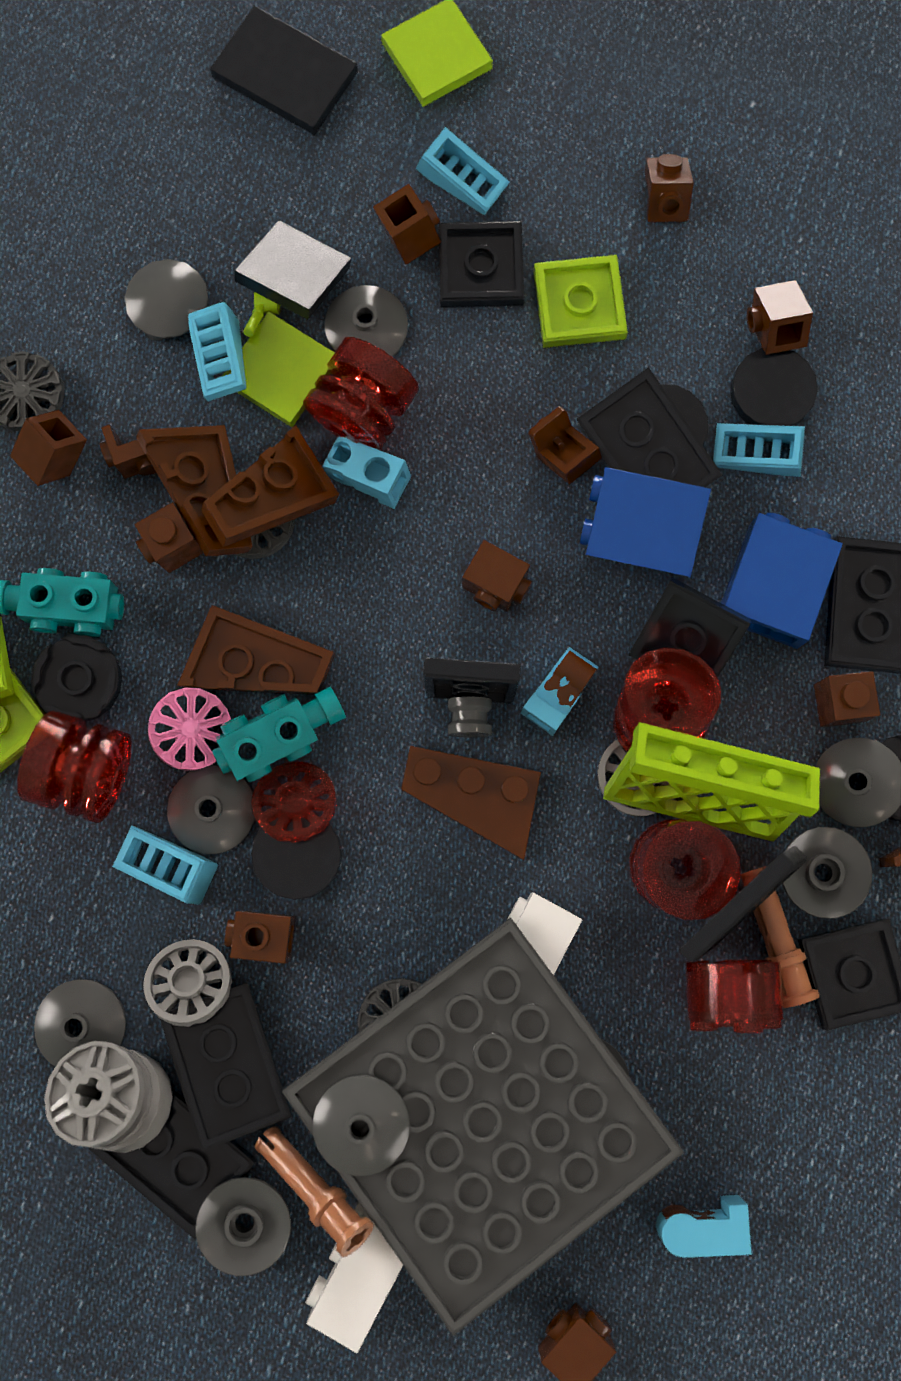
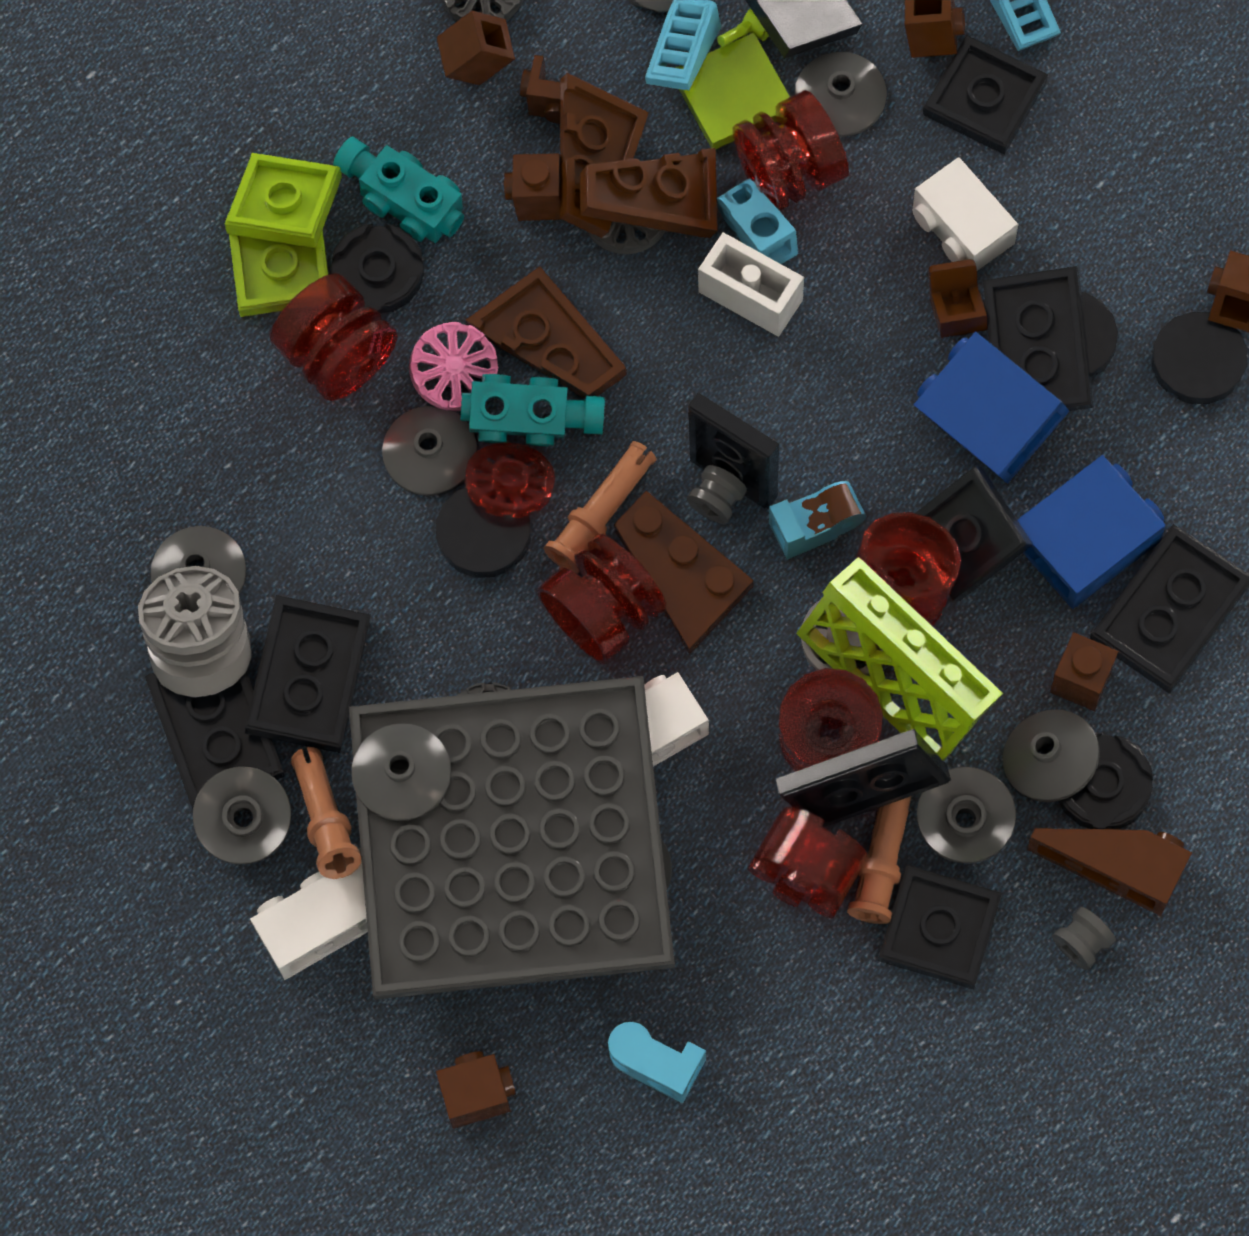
camera: 35 degrees right, 10 degrees down
(187, 982) = (318, 581): light grey wheel -> none
(190, 878) = (375, 498): medium azure slope -> none
(260, 936) = (409, 580): reddish brown brick -> none
(380, 801) = (592, 518): none -> nougat pin
(393, 525) = (750, 284): none -> white brick
(434, 864) = (610, 590): none -> clear red wheel
(496, 578) = (819, 384): reddish brown brick -> none
(526, 373) = (964, 215): none -> white brick
(580, 301) = (1060, 178): lime tile -> none
(668, 188) = (1211, 117): reddish brown bracket -> none
(776, 434) = (1171, 437): medium azure slope -> none

